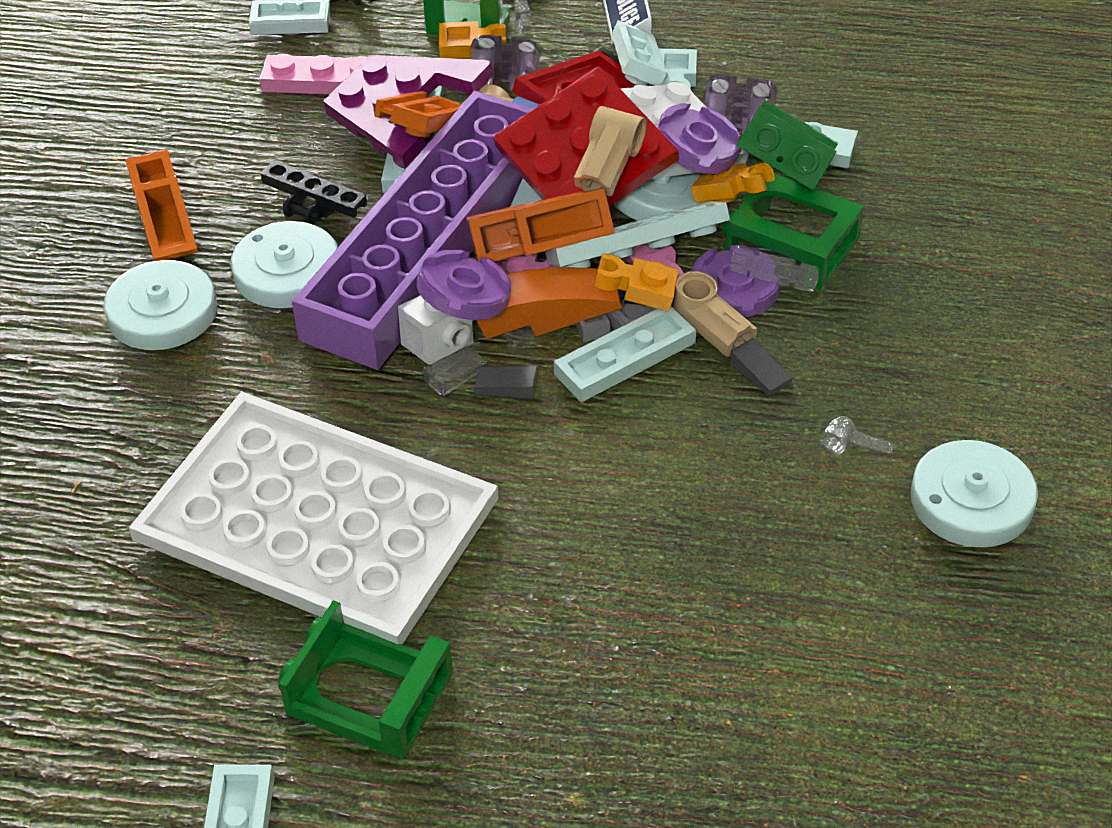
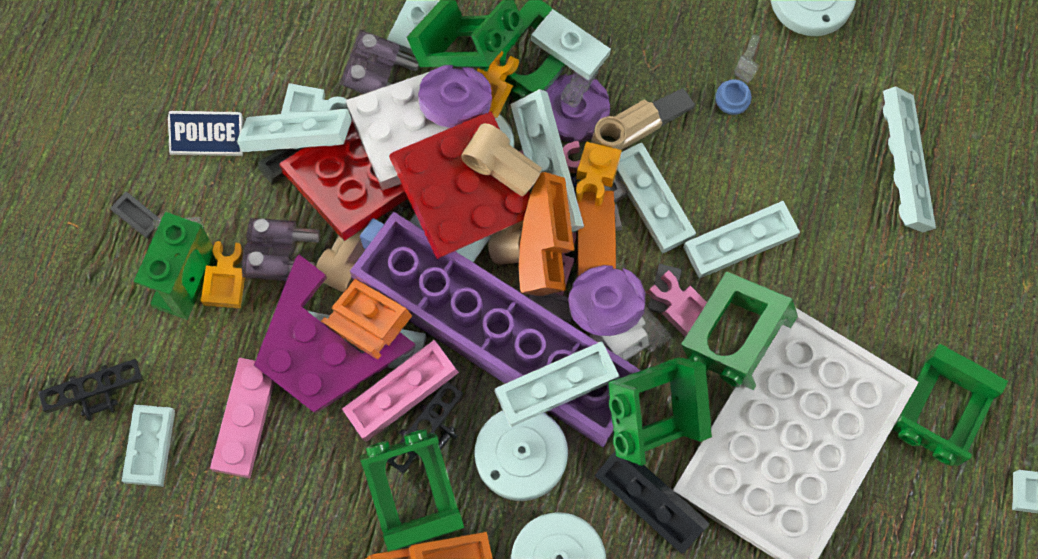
camera: 90 degrees left, 25 degrees up
(201, 184) = (404, 534): none -> green panel
(203, 405) = (653, 501): none -> black plate
(288, 318) = (689, 408): none -> green panel
(350, 163) = (400, 390): none -> bright pink plate
(351, 241) = (556, 384): none -> light aqua plate
(481, 391) = (682, 305): none -> bright pink plate
(483, 450) = (740, 366): none -> panel
(584, 443) = (741, 239): none -> light aqua plate
(741, 617) = (909, 160): none -> light aqua plate
(791, 423) = (733, 97): none -> medium blue plate
(800, 235) = (570, 44): none -> light aqua plate

